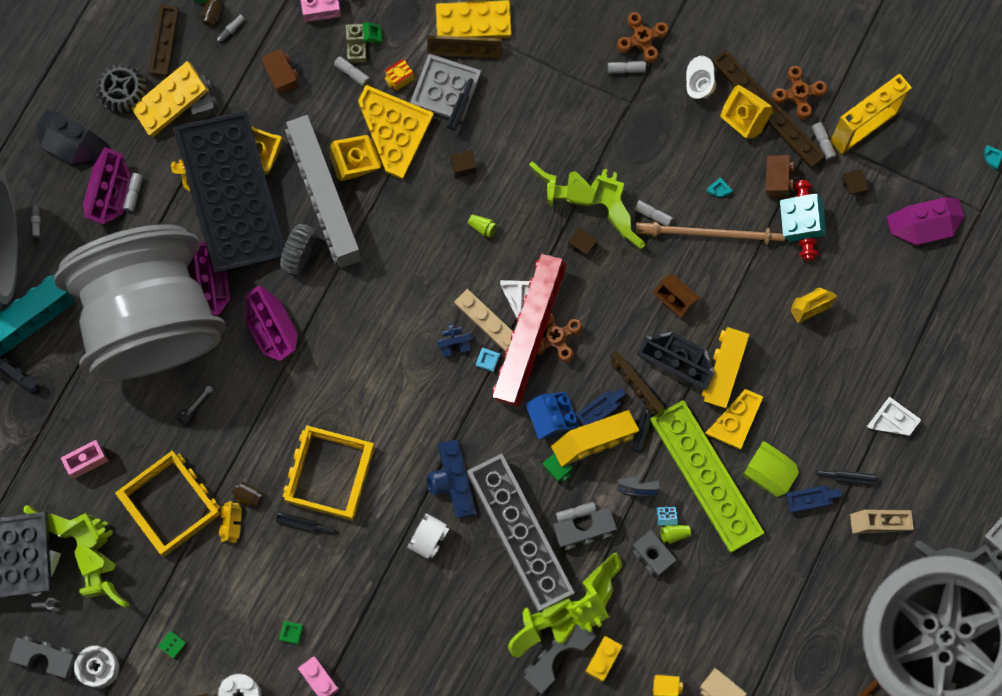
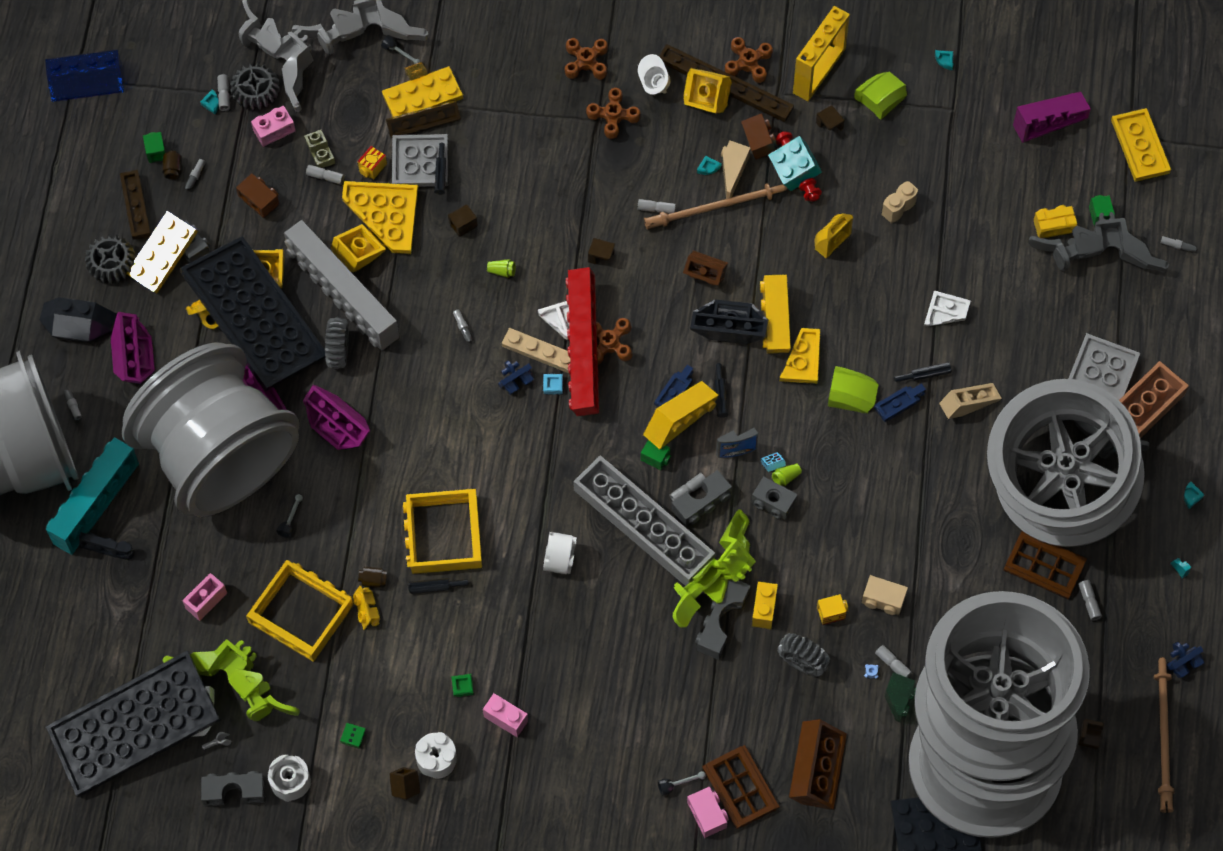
camera: 20 degrees left, 10 degrees down
(132, 195) = (157, 345): light grey piece -> none
(372, 33) = (331, 134): green tile -> none
(424, 270) = (462, 325): none -> light grey piece
(452, 480) = (561, 498): dark blue plate -> none
(552, 415) = (631, 410): blue slope -> none
(603, 191) = (583, 208): lime piece -> none
(630, 67) = (584, 88): light grey piece -> none
(641, 390) = (700, 355): dark brown plate -> none
(649, 97) = (613, 113): none -> dark orange gear
(707, 476) = (796, 415): lime plate -> none
(746, 192) = (734, 161): none -> tan slope
(825, 143) = (785, 92): light grey piece -> none
(888, 292) = (899, 202): none -> tan brick
(917, 171) = (881, 93): none -> lime slope
(927, 221) = (907, 131): magenta wedge -> none

